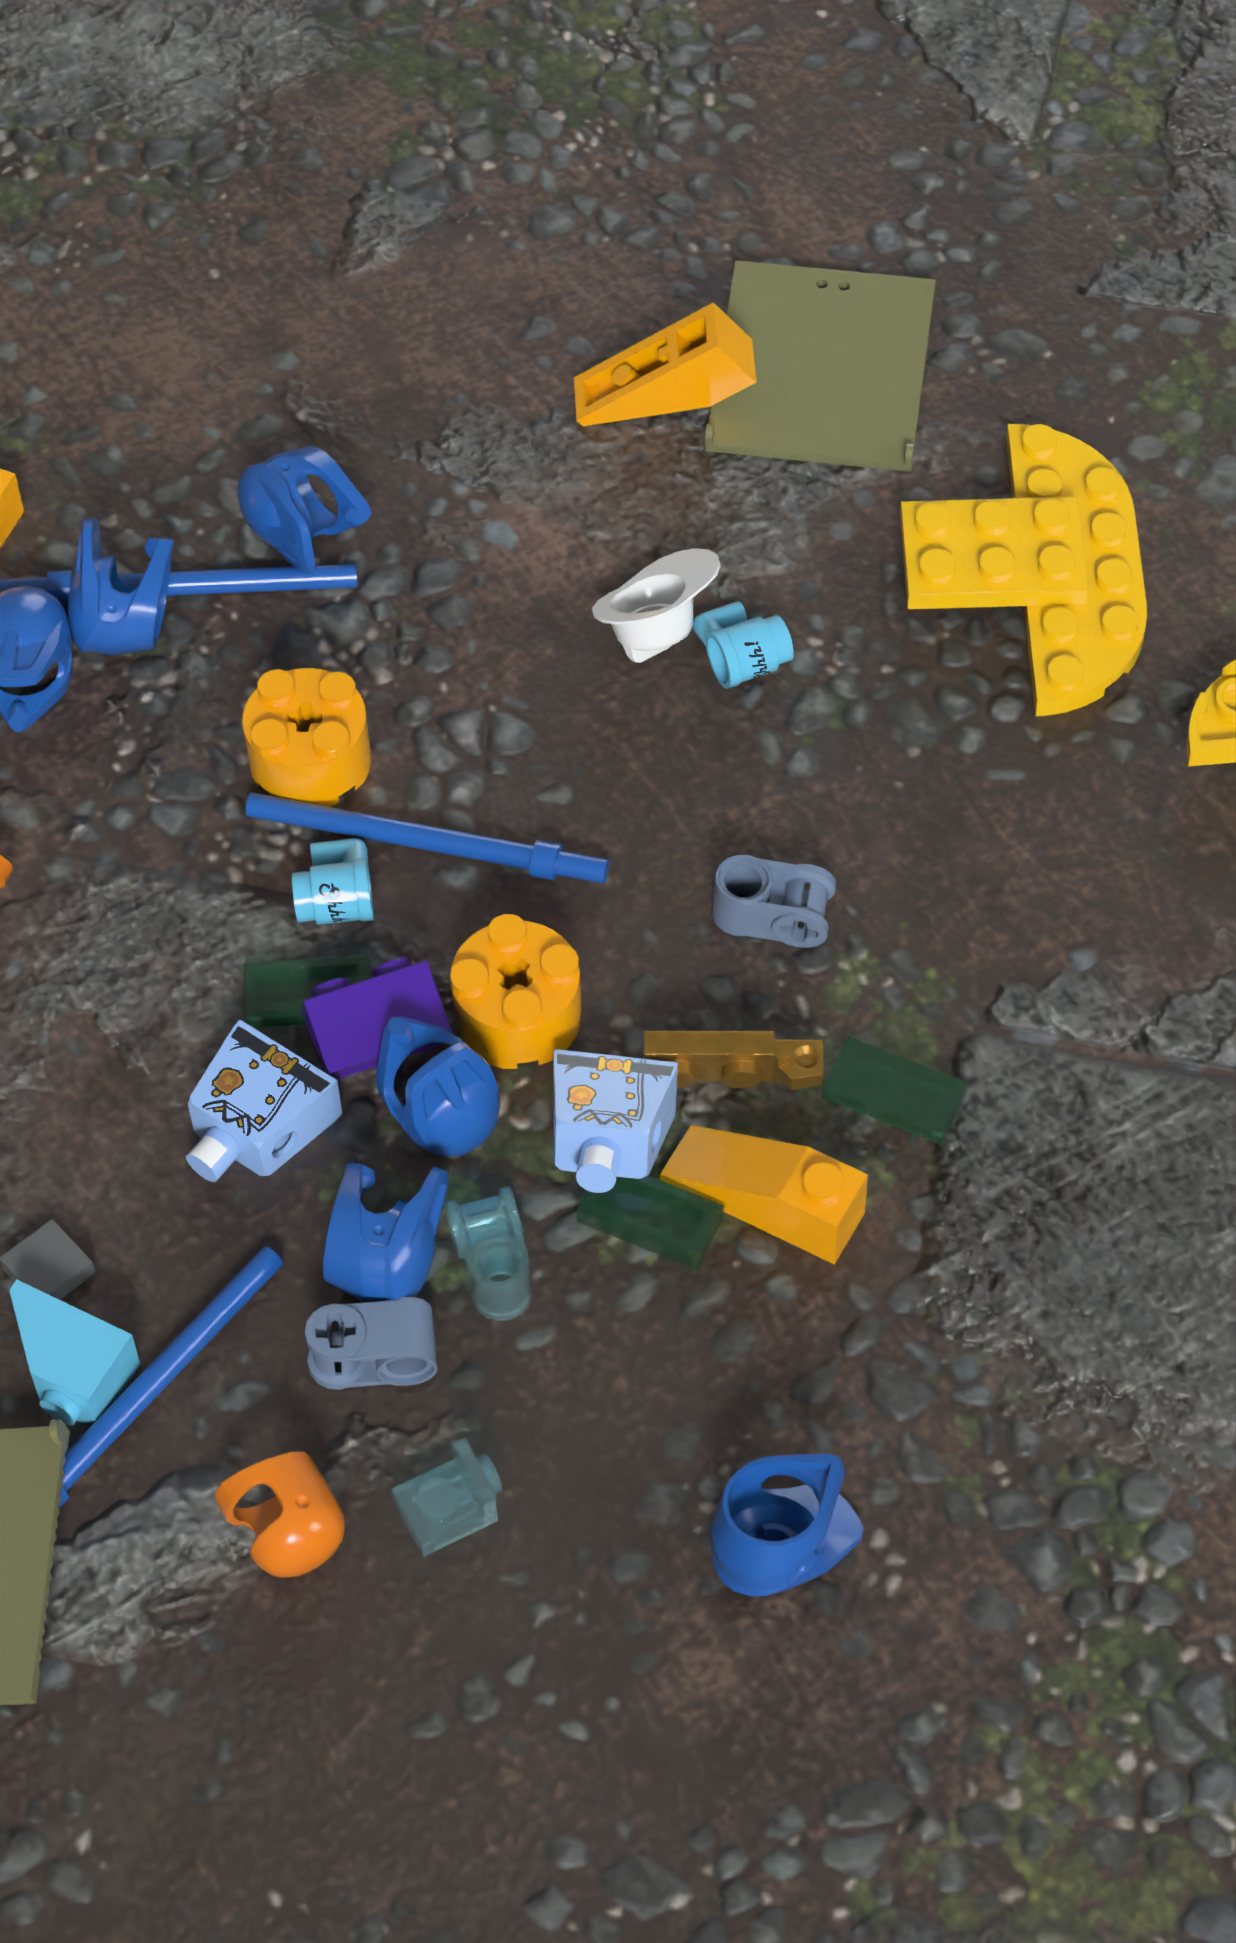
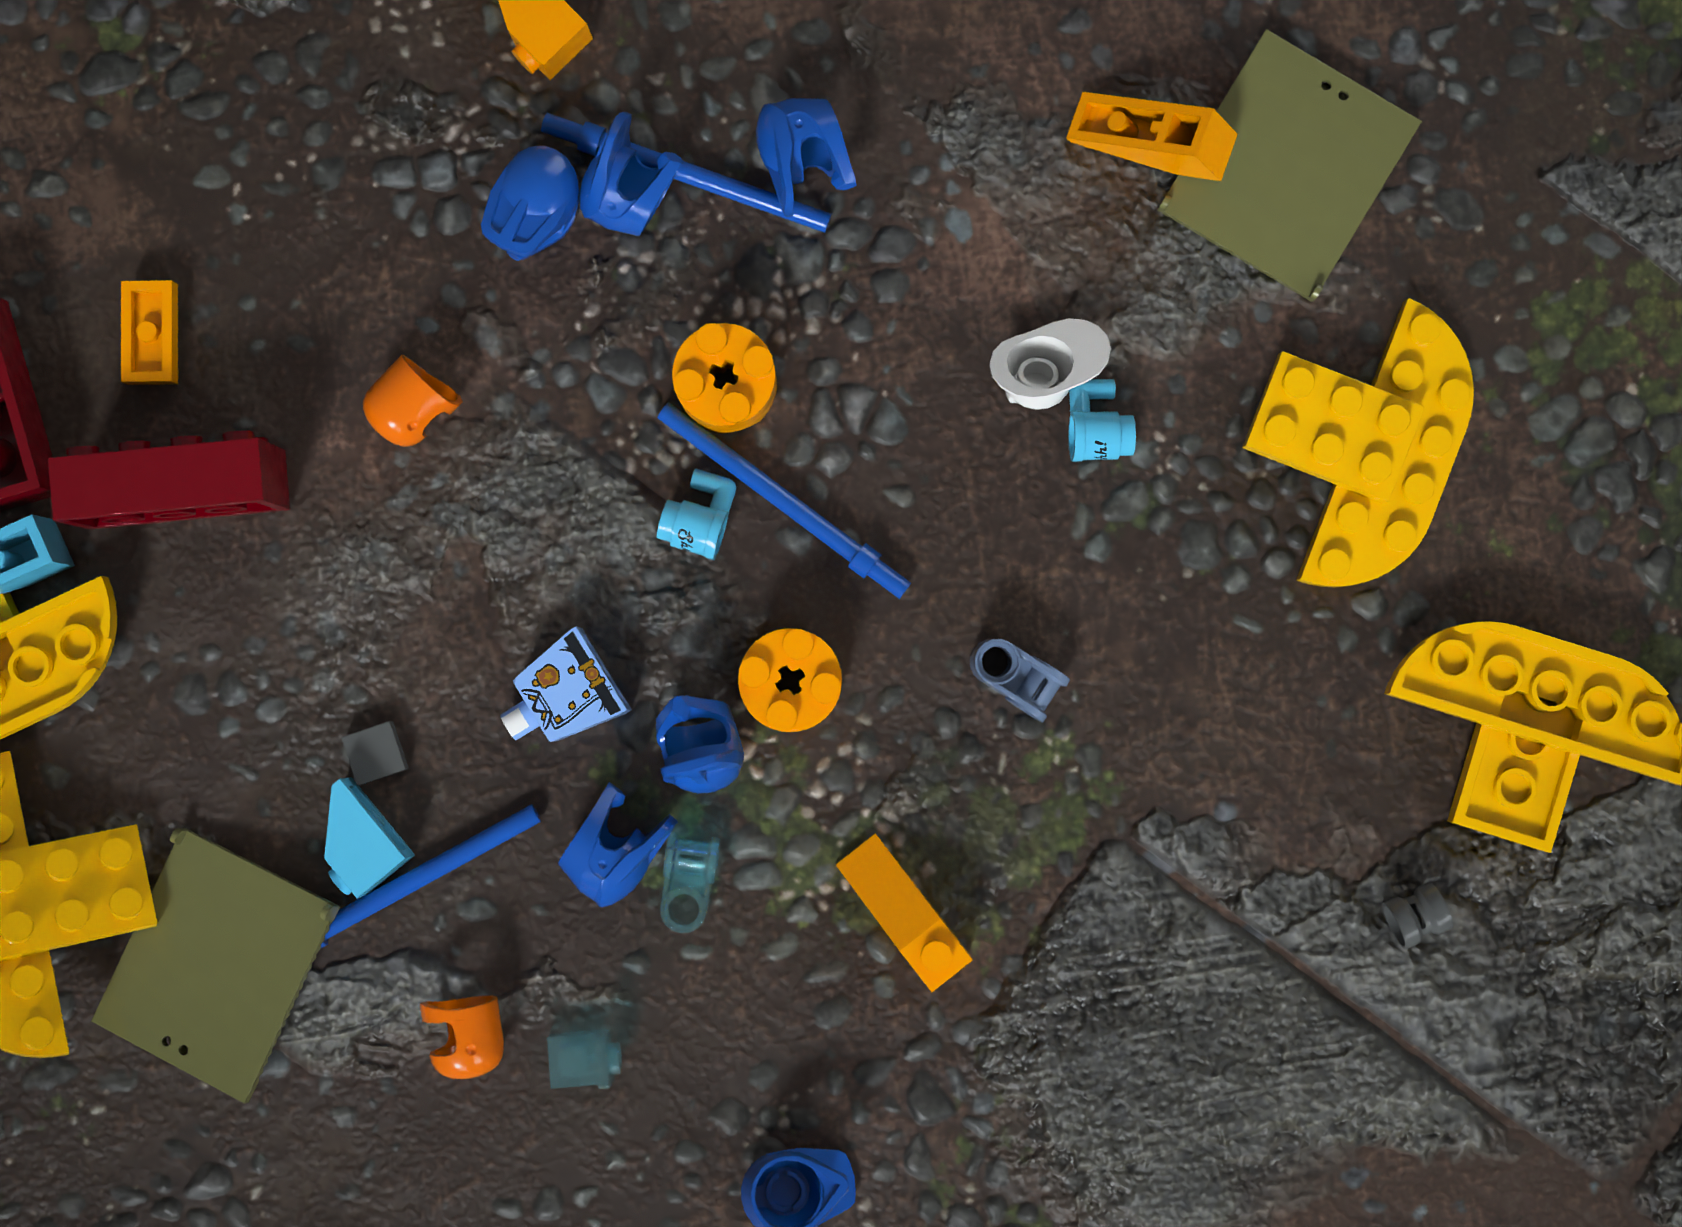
camera: 20 degrees right, 30 degrees up
(278, 988) = (644, 598): clear green tile -> none
(350, 1019) = (676, 660): dark purple brick -> none
(379, 1340) = (584, 924): sand blue piece -> none
(610, 1115) = (812, 817): light blue torso -> none
(655, 1218) = (815, 893): clear green tile -> none
(737, 1057) = (927, 801): pearl gold hinge -> none
(895, 1090) = (1034, 869): clear green tile -> none

